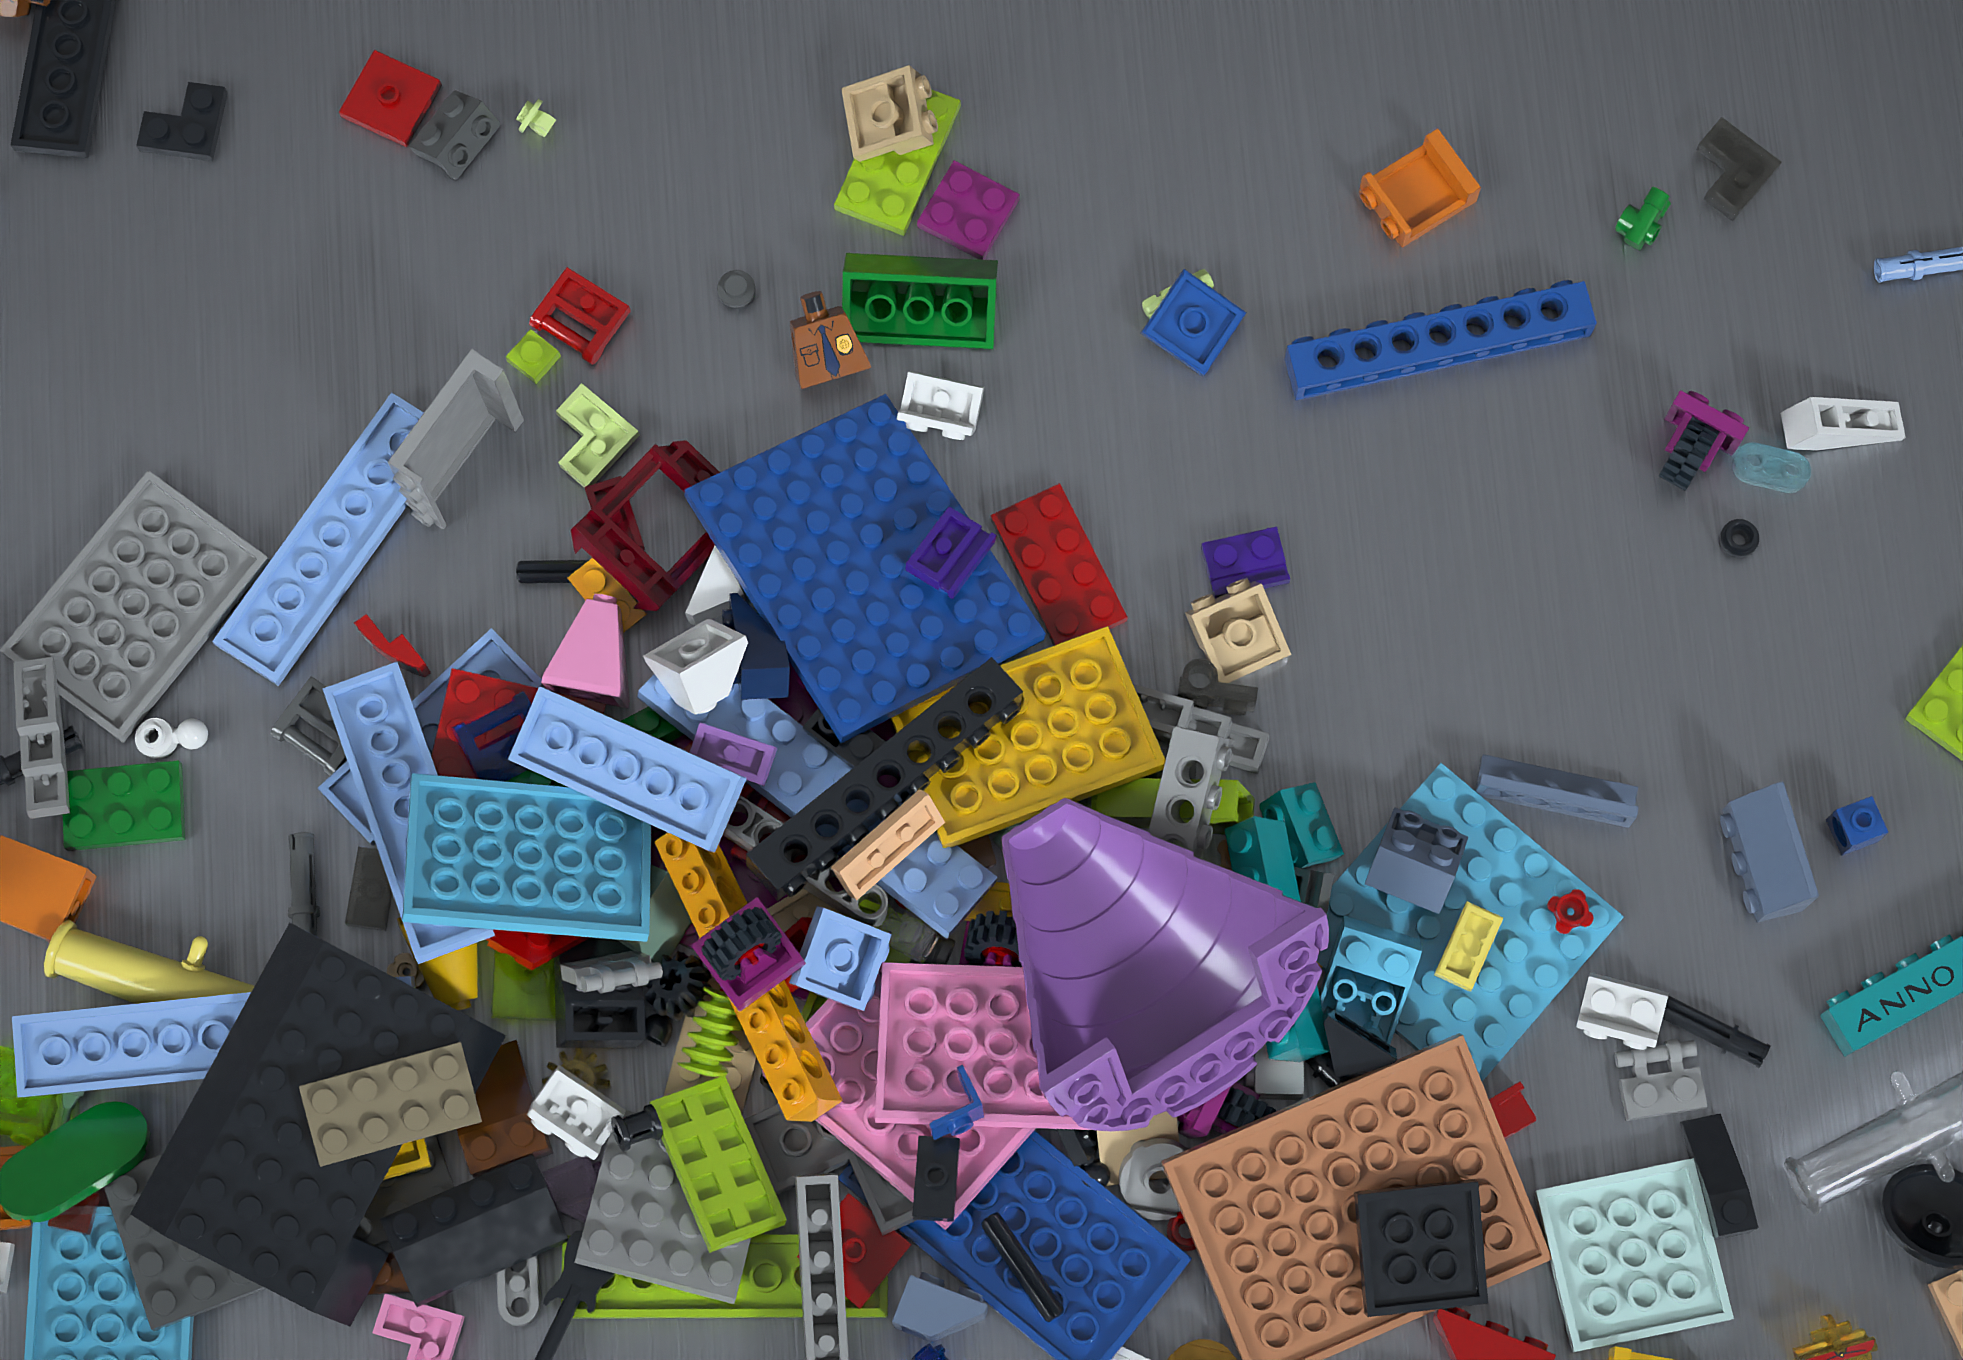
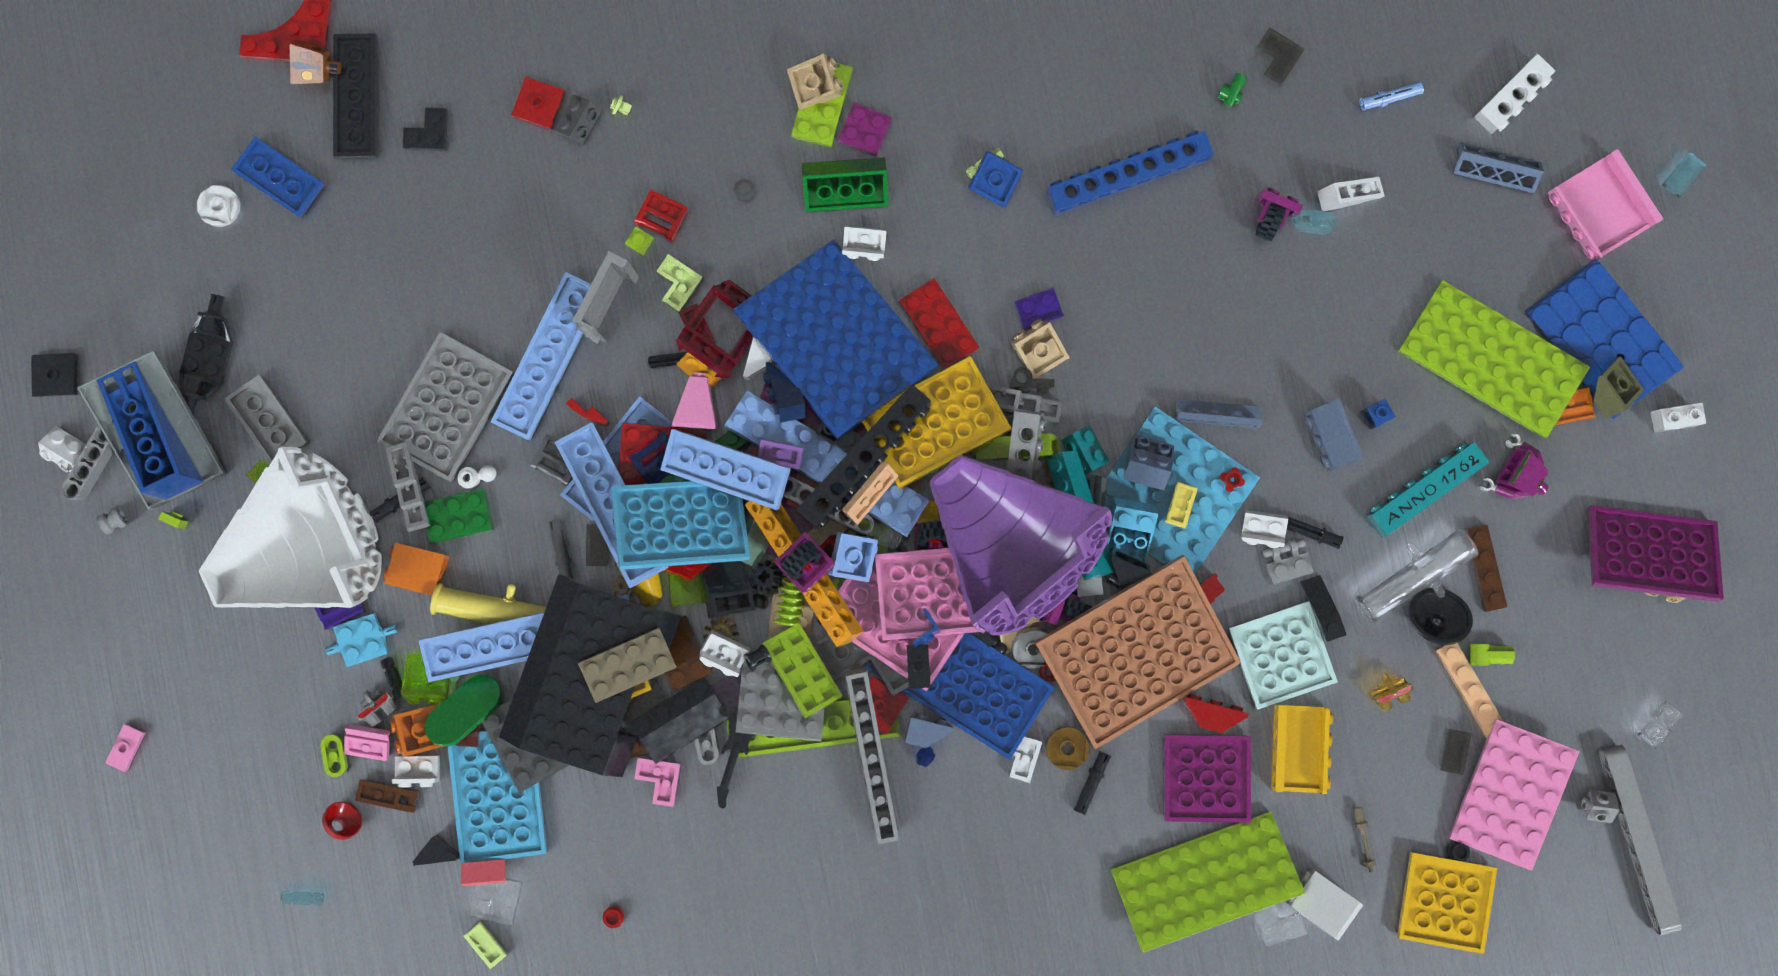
camera: 10 degrees left, 10 degrees up
(611, 971) = (732, 577): light grey plate -> none
(699, 665) = (755, 406): white slope -> none
(824, 343) = (797, 216): dark orange torso -> none
(950, 552) = (881, 327): dark purple plate -> none
(1022, 1267) = (966, 701): black axle -> none
(1420, 190) = (1109, 88): orange panel -> none
(1421, 1247) = (1173, 668): black plate -> none
(1744, 528) = (1302, 257): black plate -> none

